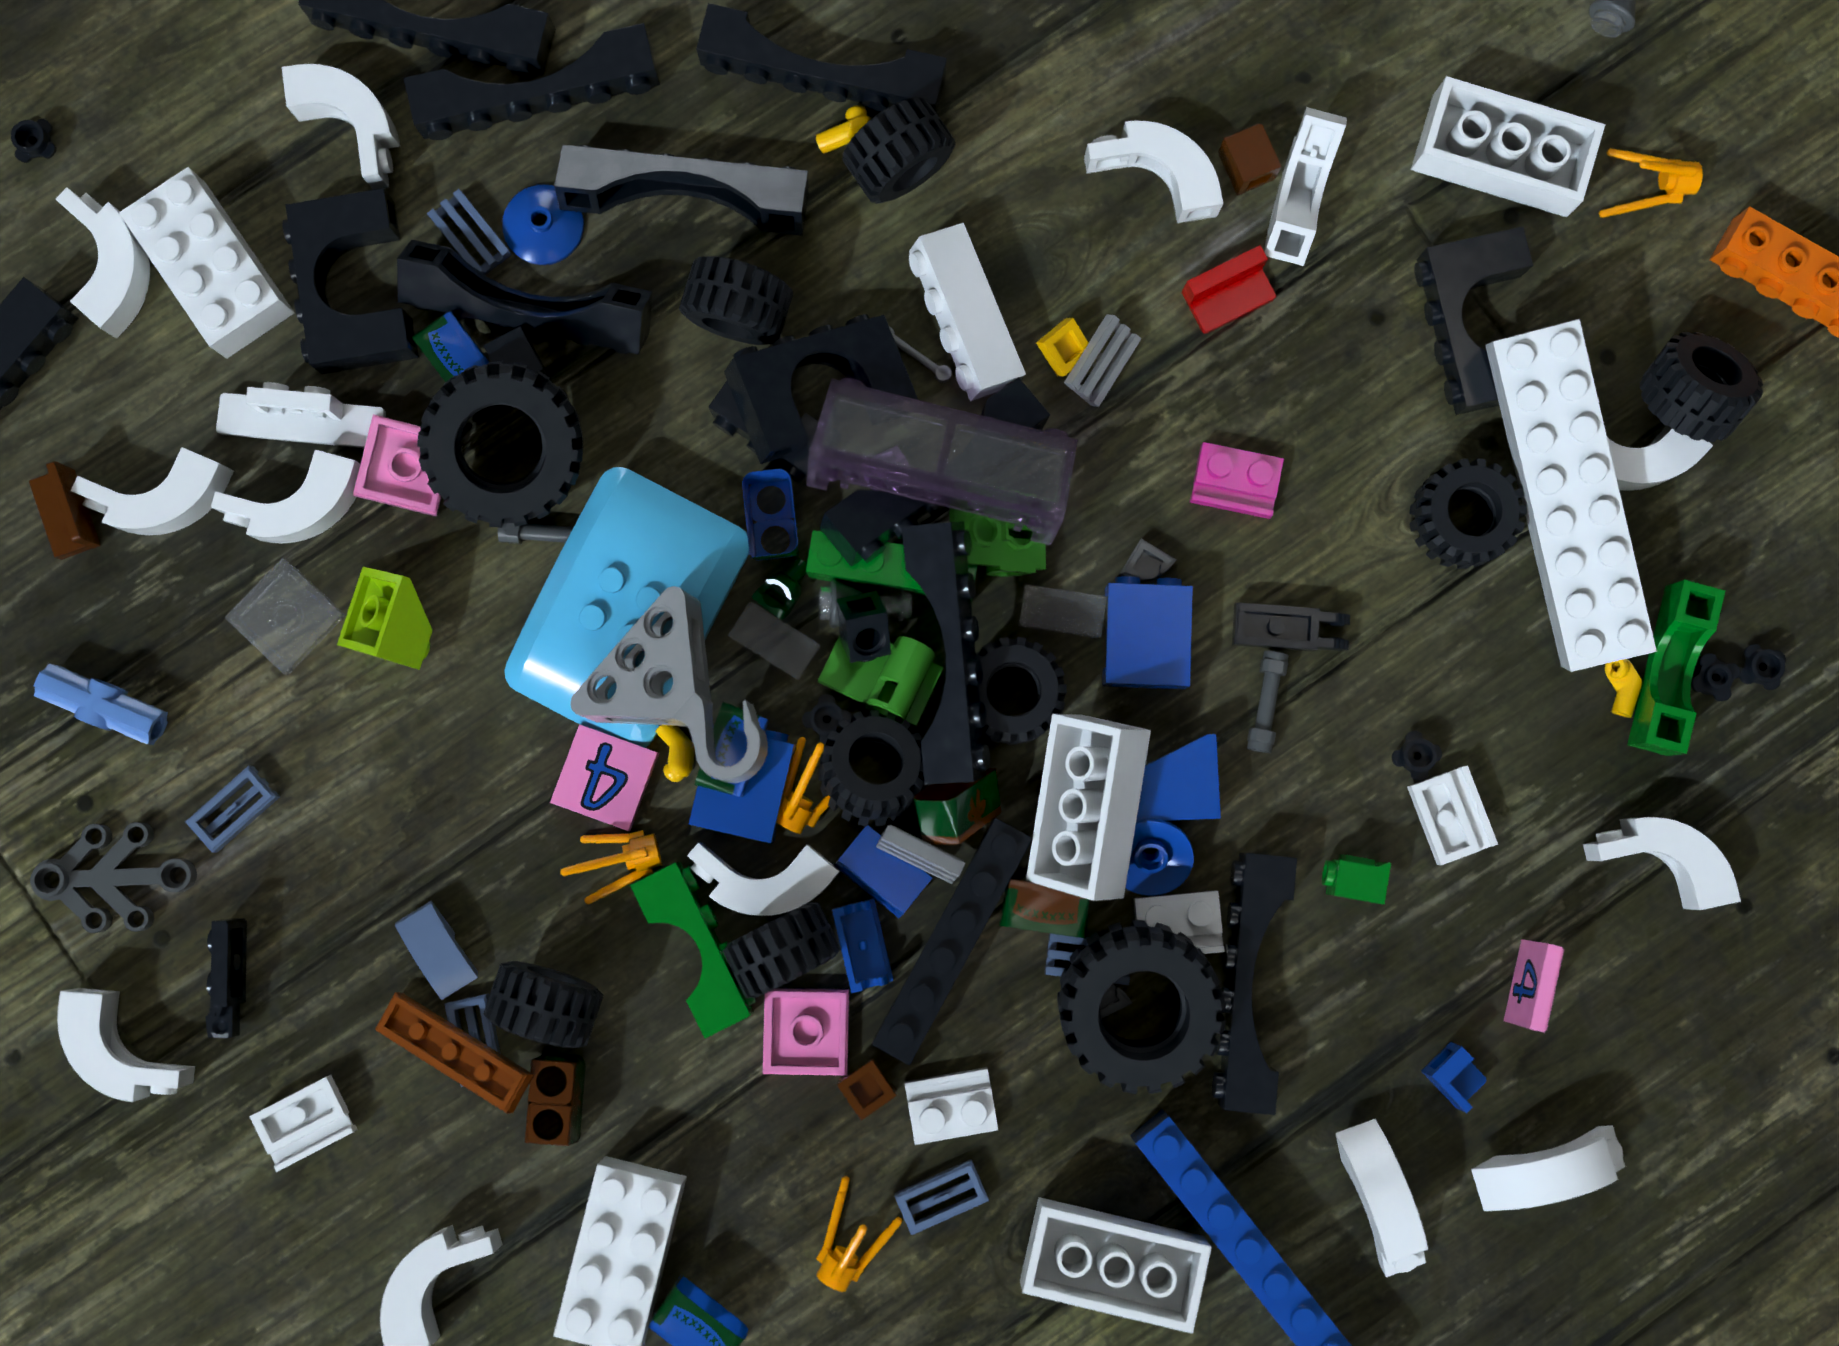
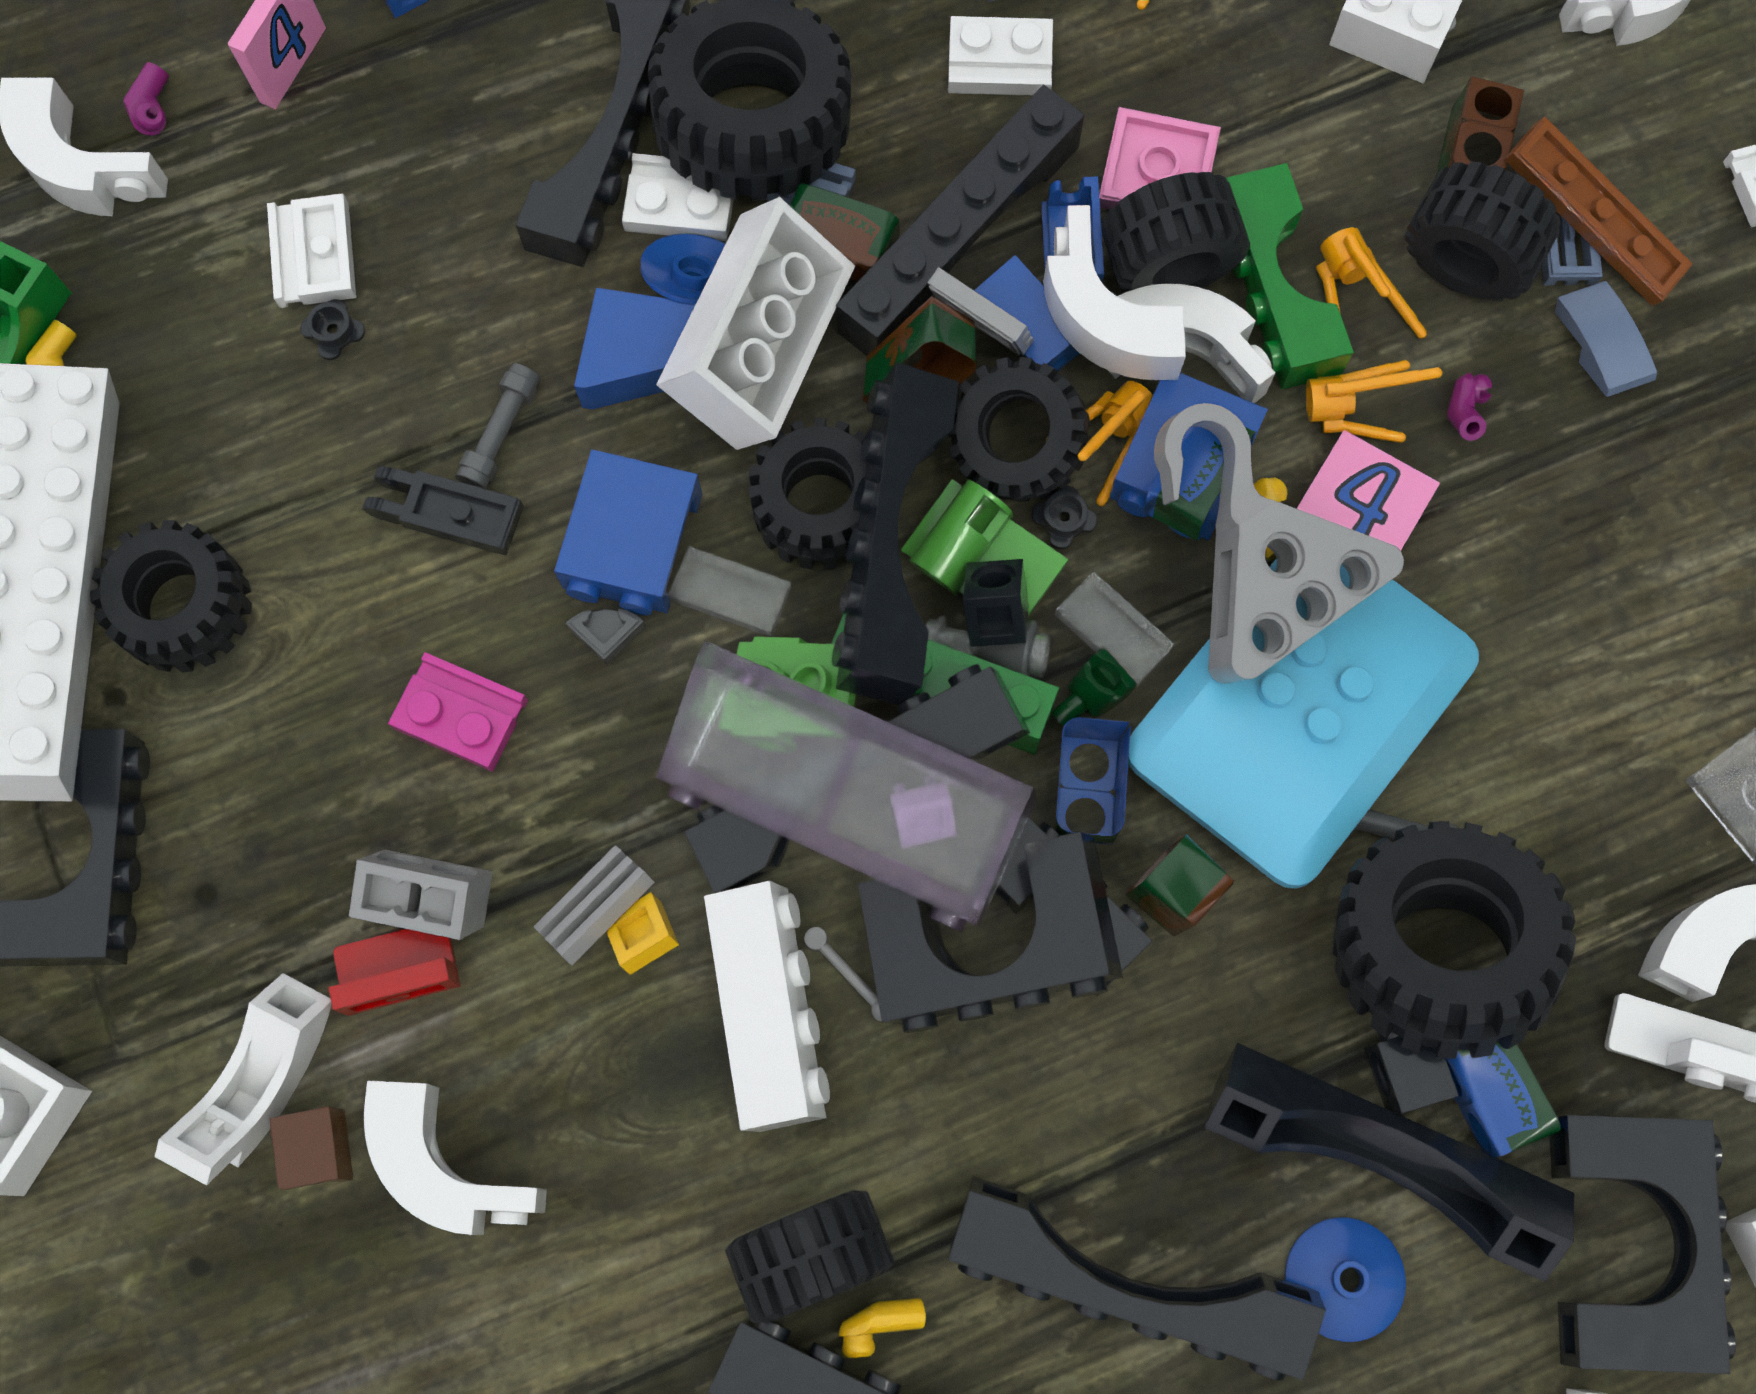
camera: 165 degrees left, 10 degrees down
(387, 619) = (1635, 746): lime slope -> none
(392, 468) = (1607, 963): bright pink tile -> none
(448, 208) = (1483, 1332): sand blue tile -> none
(540, 866) = (1461, 409): none -> magenta arm
(642, 975) = (1352, 261): none -> light orange plant
(696, 447) = (1180, 886): none -> dark green piece
(736, 300) = (1088, 1079): black tyre -> none
(816, 852) = (1102, 327): none -> white arch
(866, 1089) = (1099, 75): reddish brown panel -> none
(1223, 337) = (420, 894): none -> light grey brick
(1356, 878) = (449, 198): green window -> none
(1626, 916) = (142, 100): none -> magenta arm

